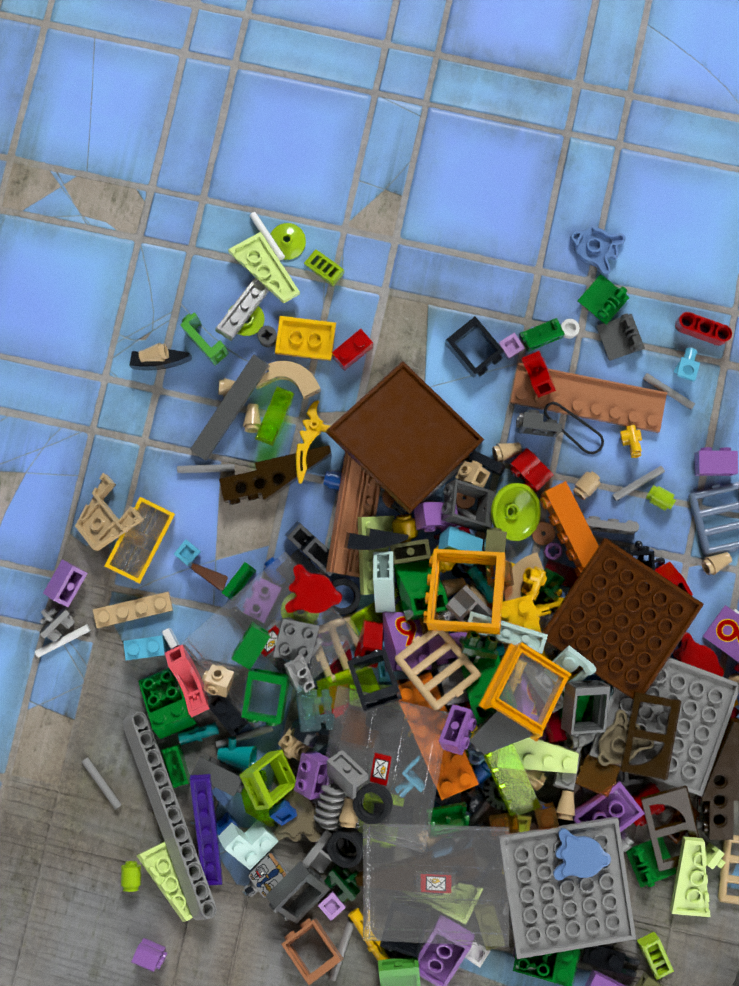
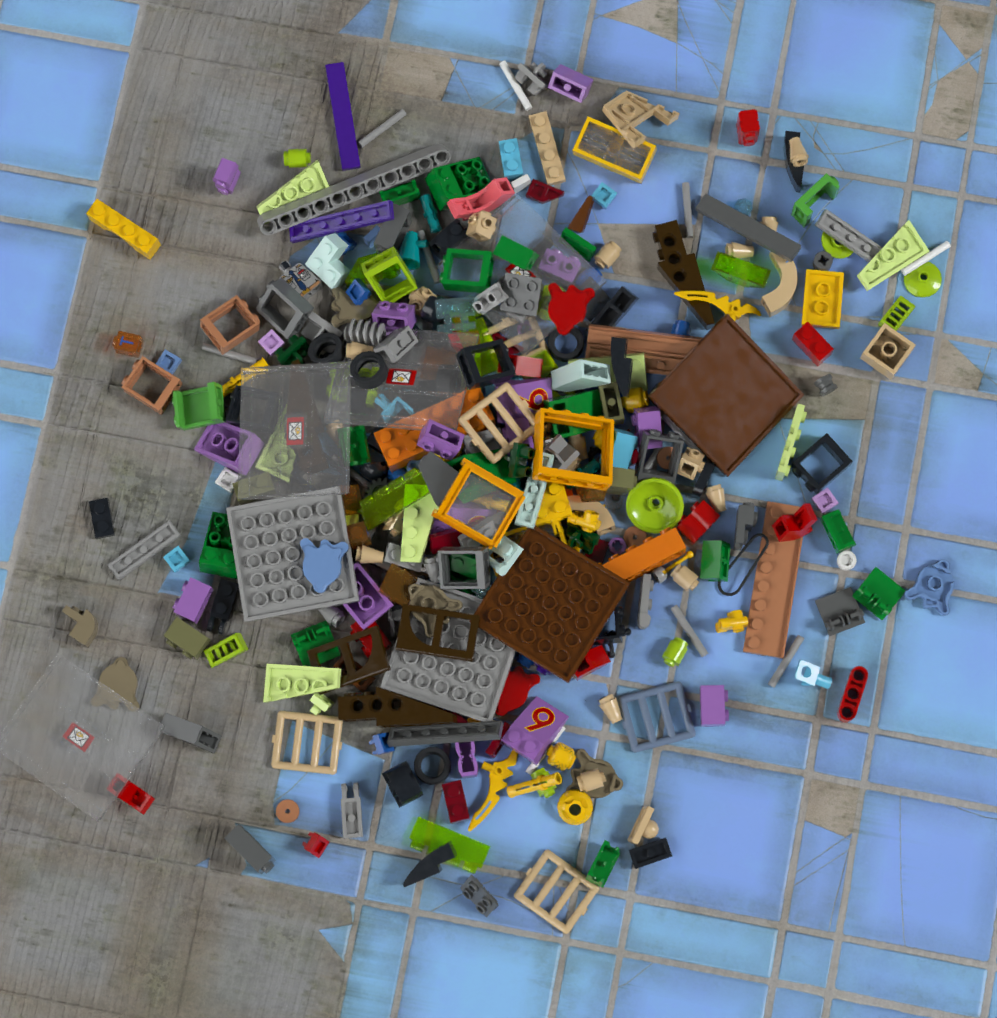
camera: 95 degrees right, 5 degrees down
(86, 825) = (343, 116): none -> dark purple tile
(124, 403) = (747, 127): none -> red brick
(180, 615) = (542, 192): none -> dark red tile
(206, 411) = (743, 206): none -> clear light blue tile
(251, 551) = (607, 255): none -> tan brick
(363, 276) = (887, 351): none -> tan brick
(394, 339) = (825, 385): none -> dark grey wheel
(457, 377) = (789, 450): none -> yellowish green wing
(570, 455) = (715, 561): none -> green hinge
(584, 507) = (660, 574): none -> hinge

